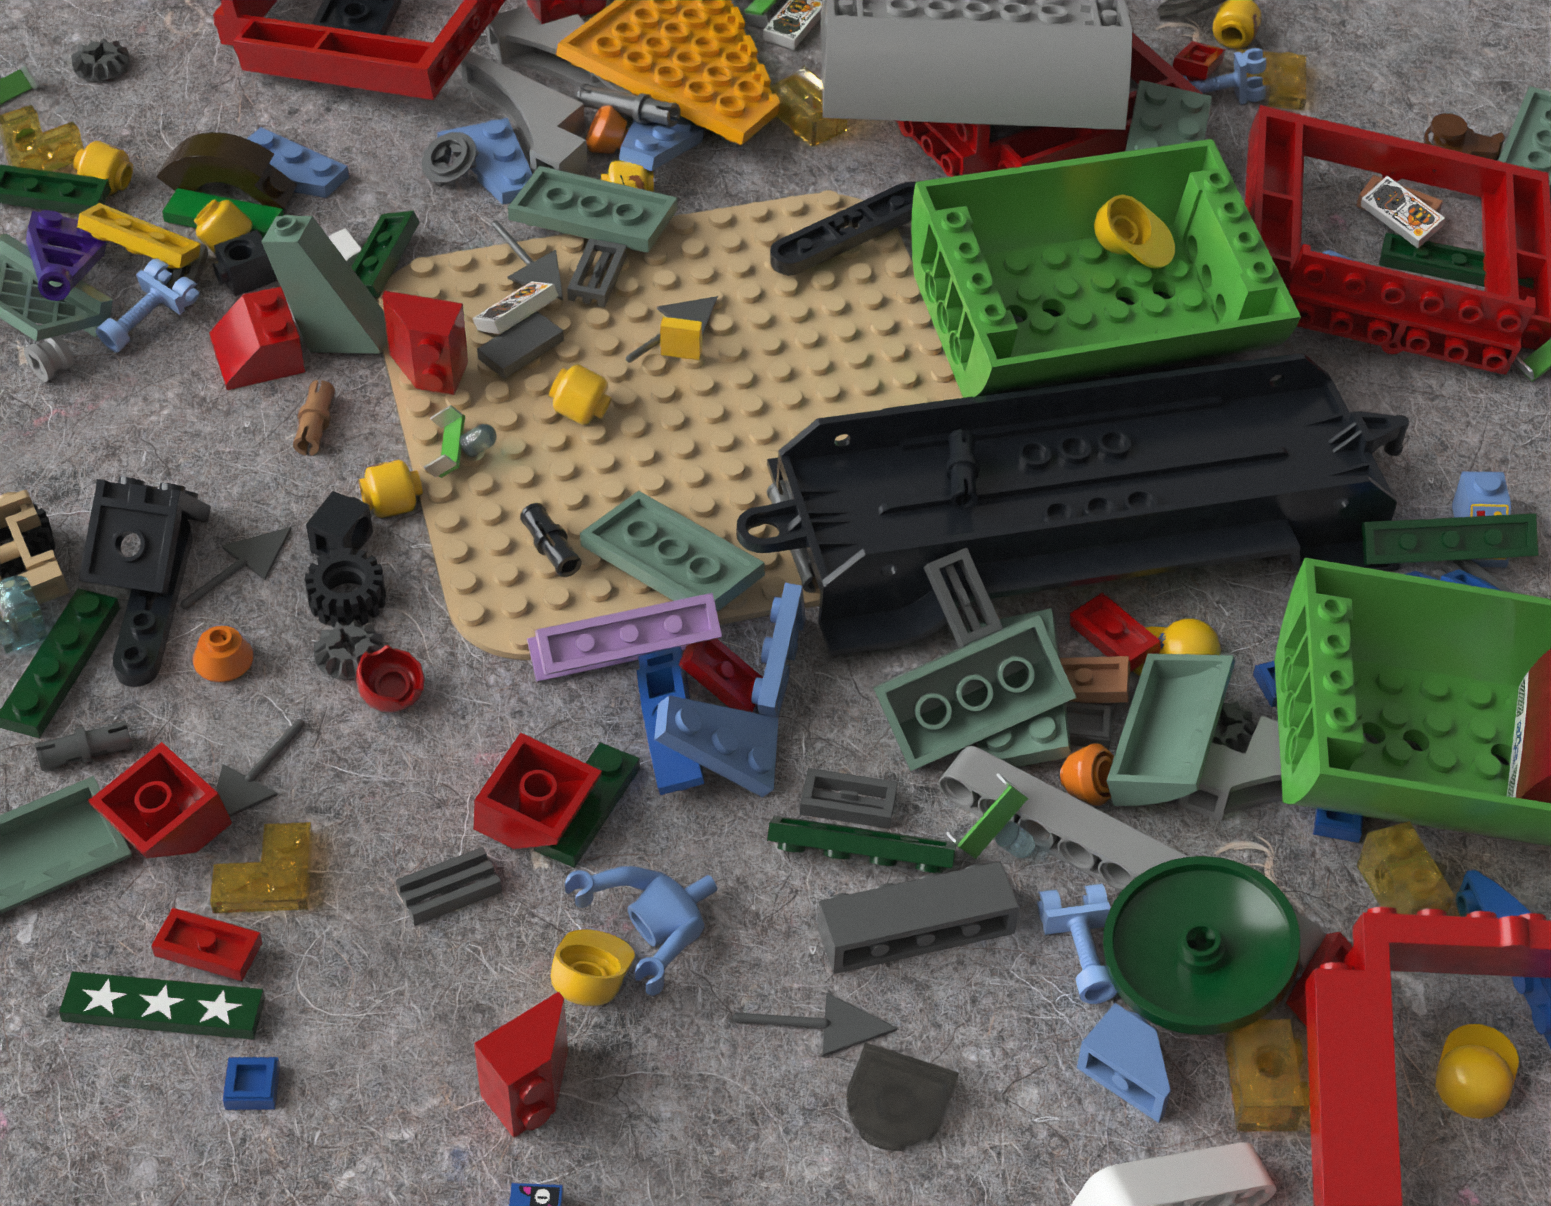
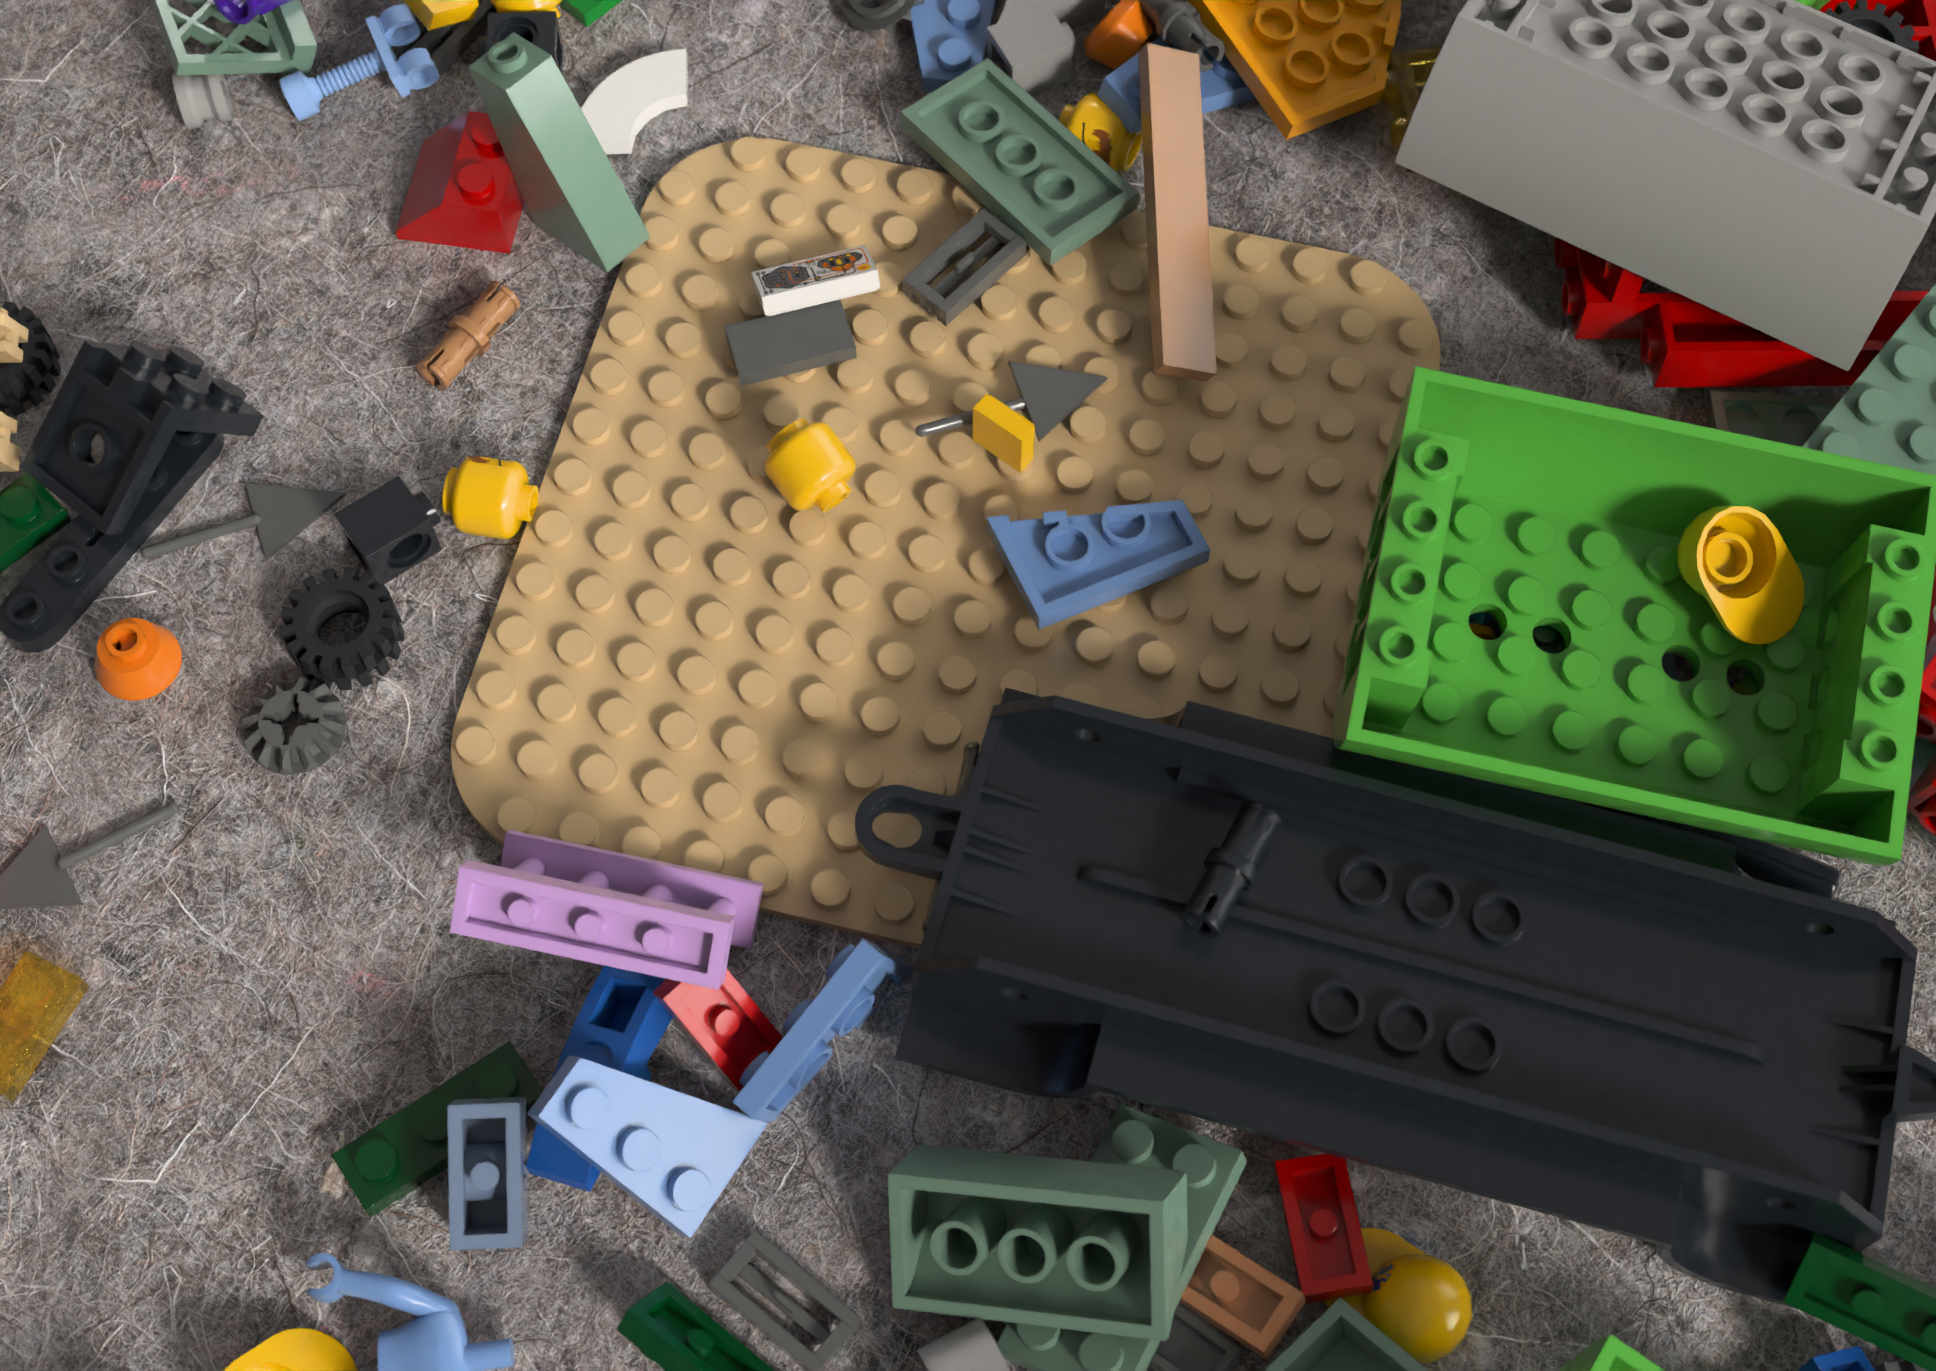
camera: 30 degrees right, 15 degrees up
(384, 249) = (701, 112): dark green plate -> none
(389, 679) = (300, 806): red hair -> none
(427, 340) = (652, 296): red slope -> none
(445, 879) = (136, 1160): dark grey tile -> none
(471, 442) = (624, 476): piece -> none
(532, 795) = (354, 1096): red slope -> none
(541, 270) = (892, 234): dark grey piece -> none
(561, 555) = (632, 685): black pin -> none
(642, 794) = (487, 1173): none -> sand blue brick
(671, 552) = (769, 796): sand green plate -> none
(707, 197) = (1176, 214): none -> tile
(775, 380) = (1091, 559): none -> medium blue wing
(830, 237) = (1301, 349): black piece -> none
(947, 603) = (1097, 1031): dark grey tile -> none

